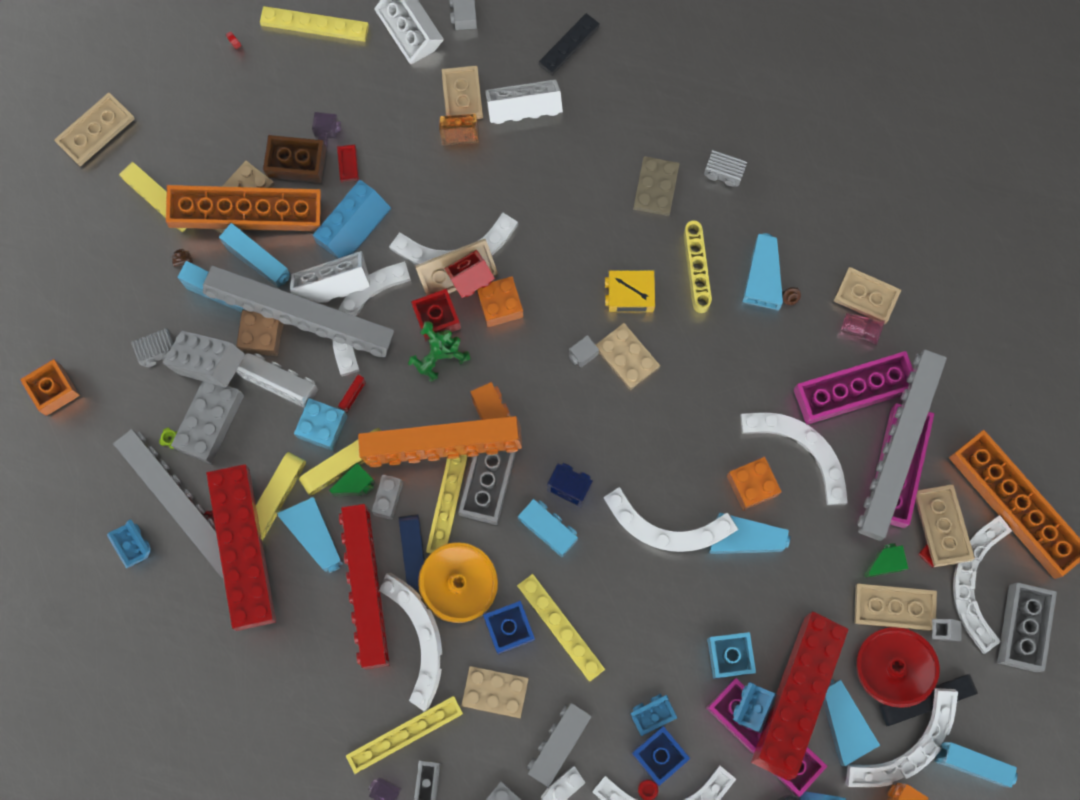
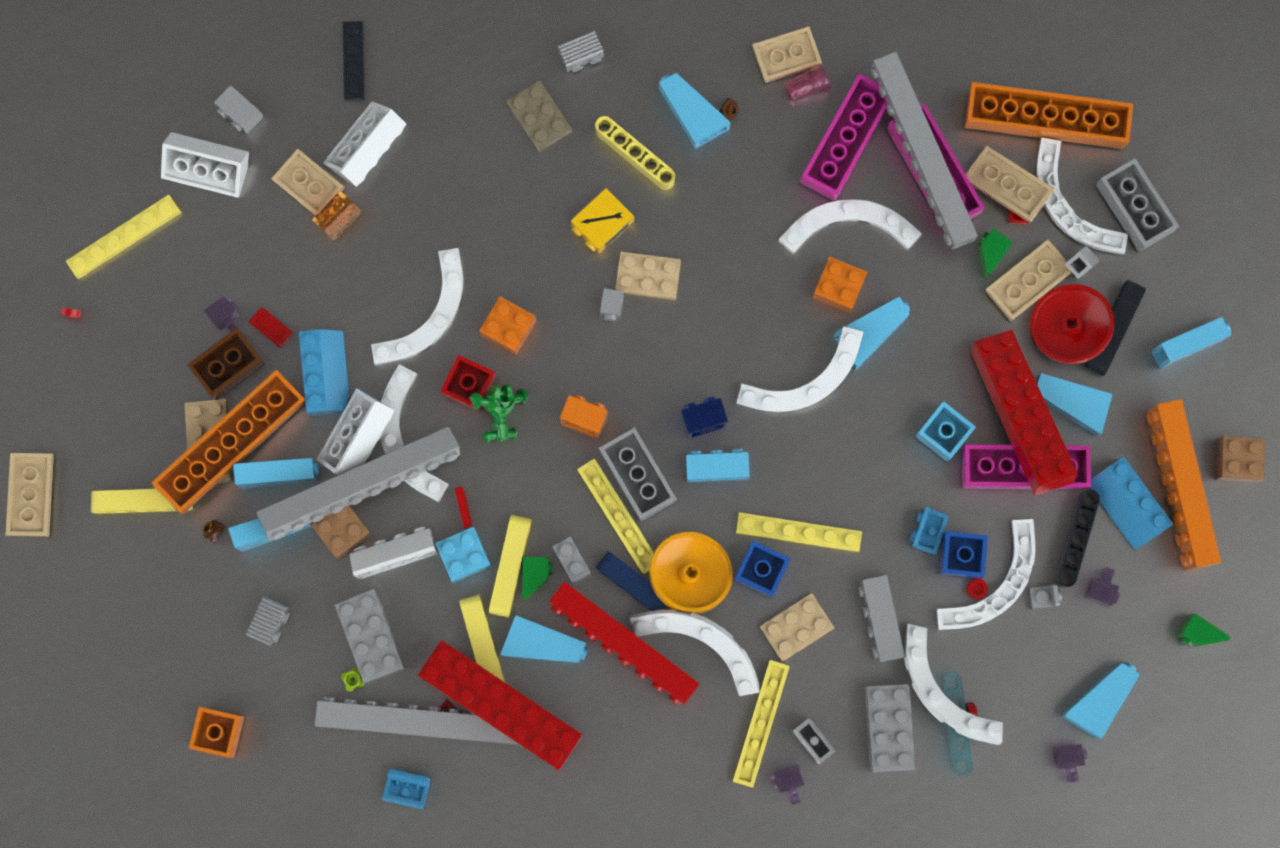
camera: 45 degrees left, 5 degrees up
(204, 358) = (321, 591): light grey brick -> none
(432, 272) = (448, 331): tan plate -> none
(440, 441) = (576, 478): orange brick -> none
(469, 274) = (466, 326): brick -> none
(754, 707) = (999, 453): dark azure bracket -> none
(918, 756) = (1145, 378): white plate -> none

